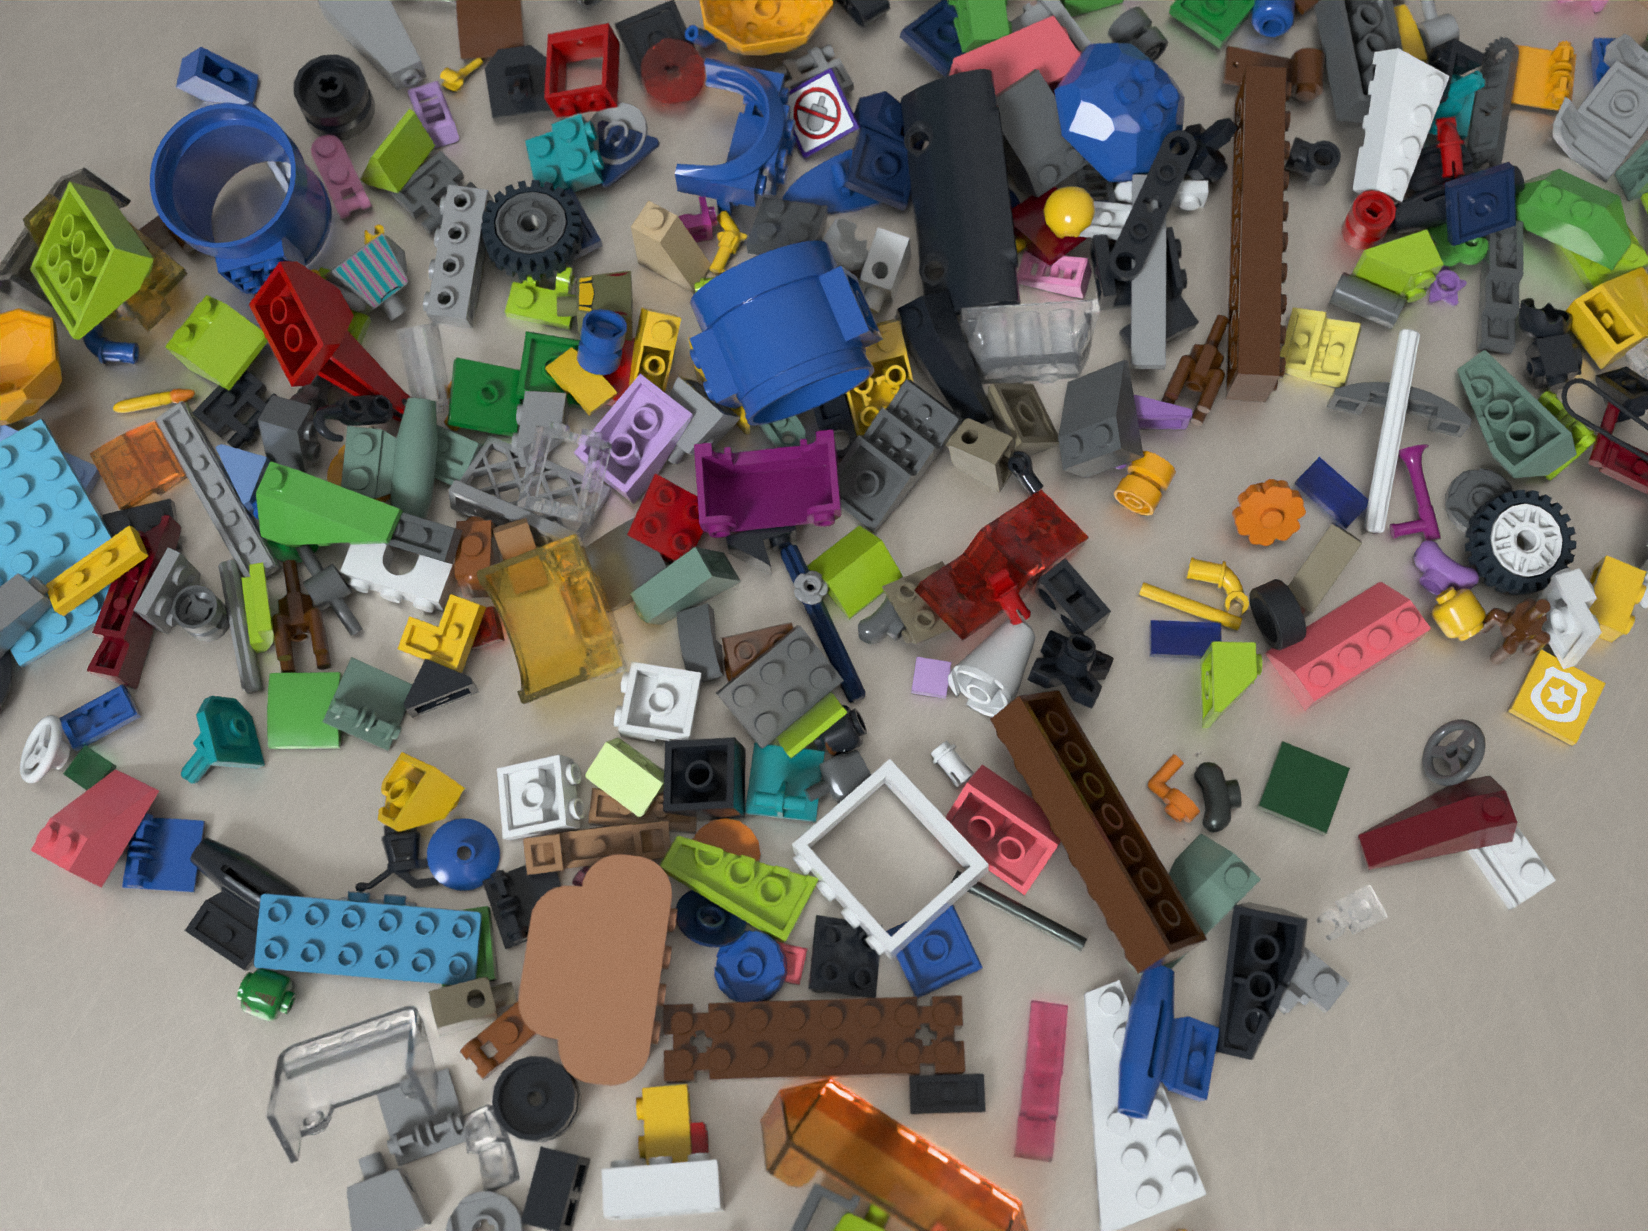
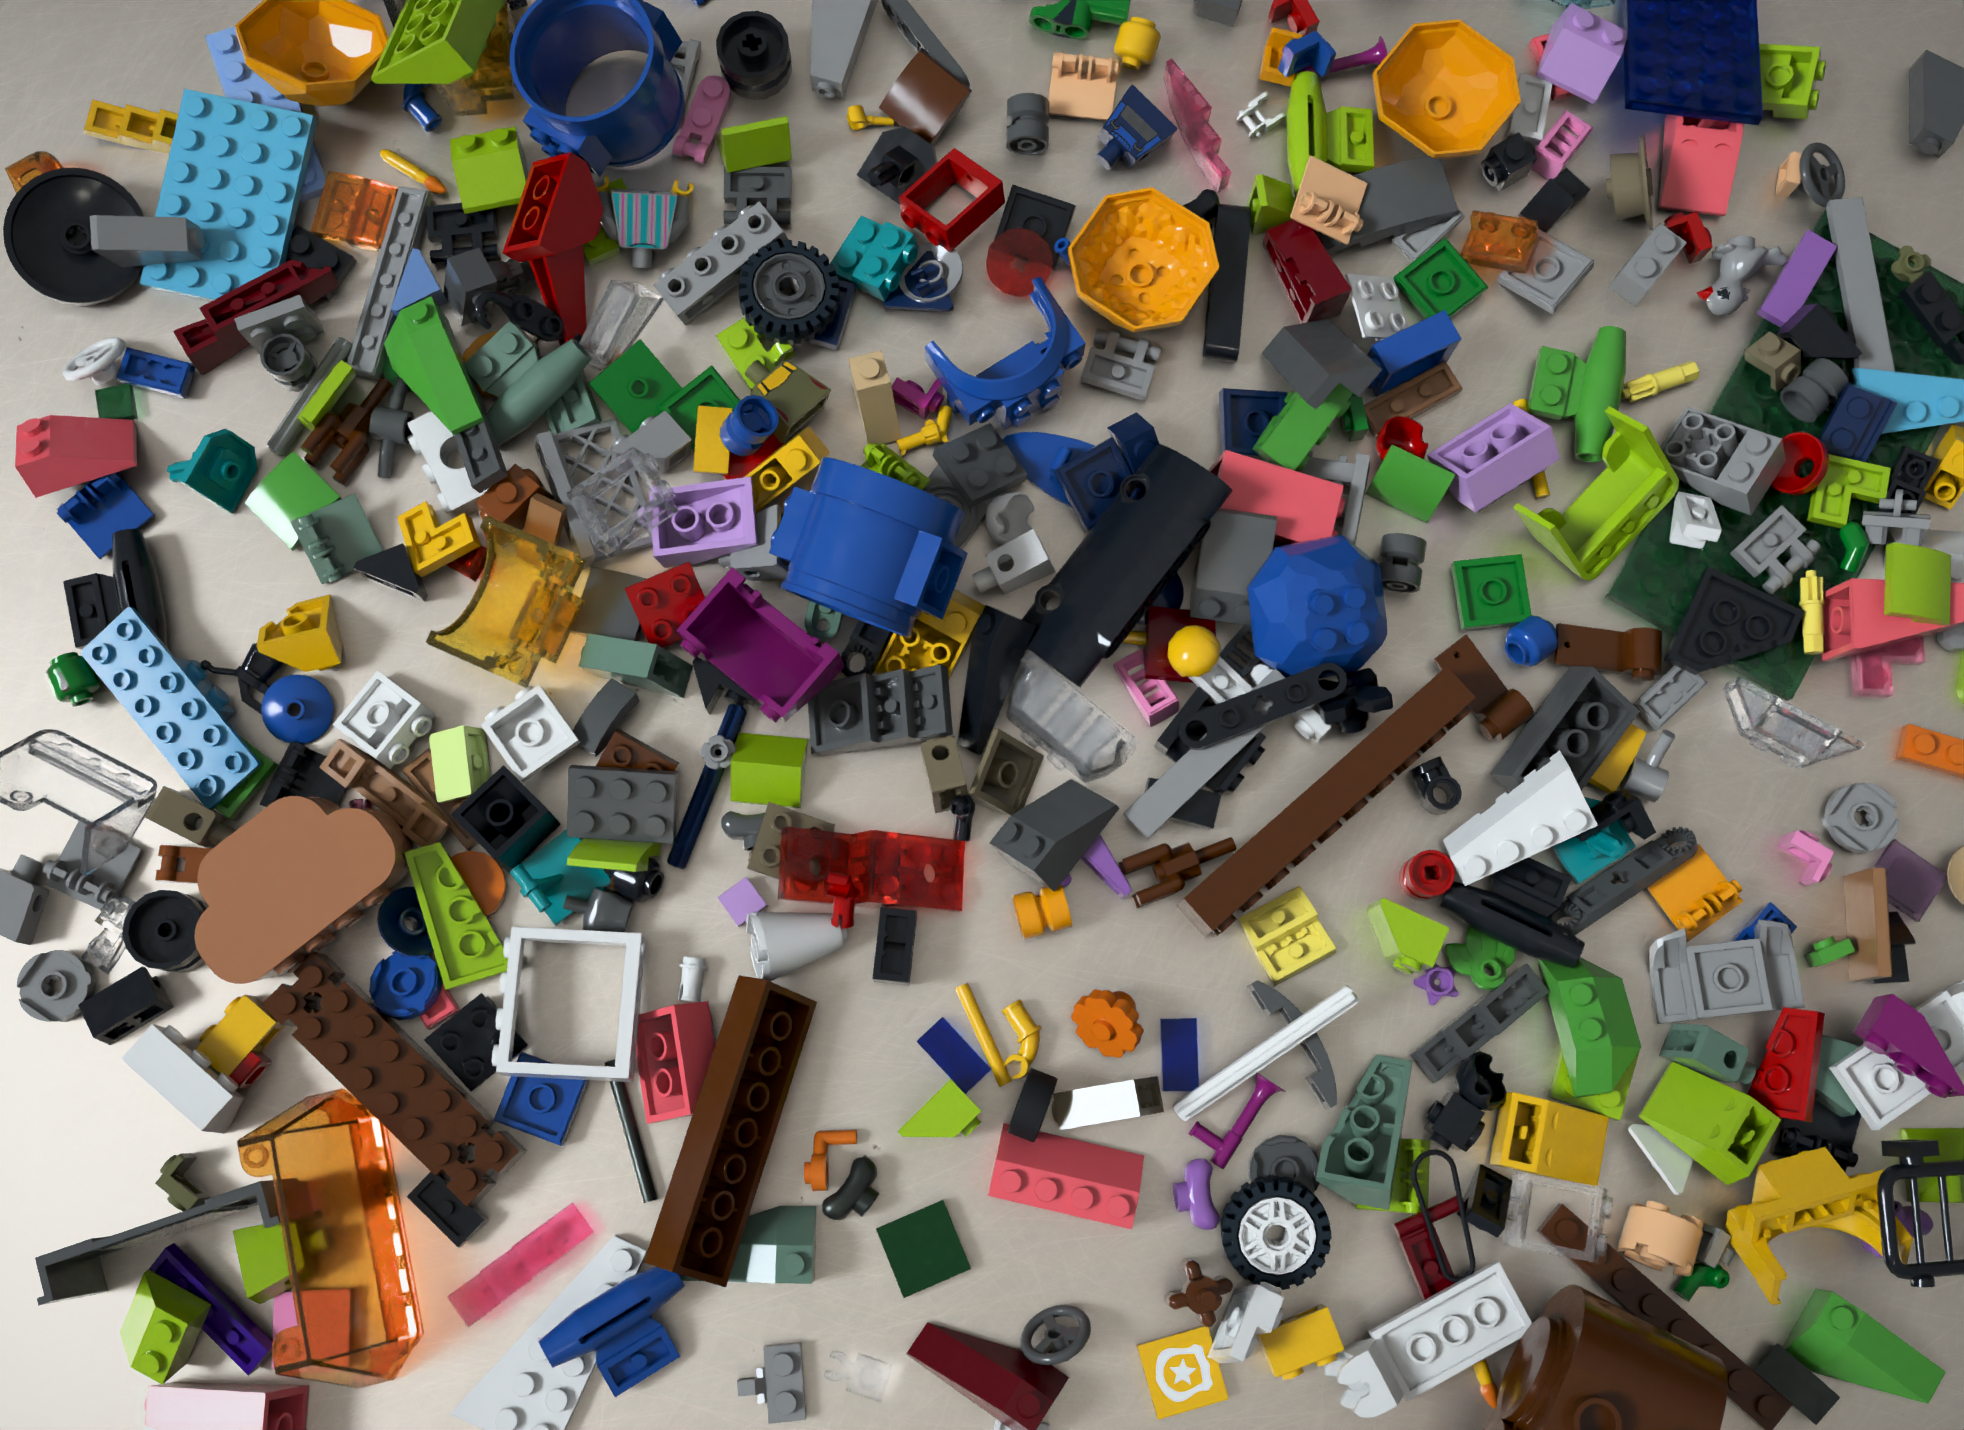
camera: 40 degrees right, 5 degrees up
(96, 570) = (243, 265): yellow plate -> none
(436, 120) = (808, 151): lavender slope -> none
(820, 113) = (1093, 396): piece -> none
(1071, 663) = (844, 993): black plant -> none
(1260, 964) = (743, 1345): black wedge -> none
(1367, 300) = (1361, 935): dark grey pin -> none
(1450, 146) = (1549, 879): red piece -> none
(1458, 613) = (1170, 1238): yellow head -> none
(1480, 203) = (1519, 947): dark blue plate -> none

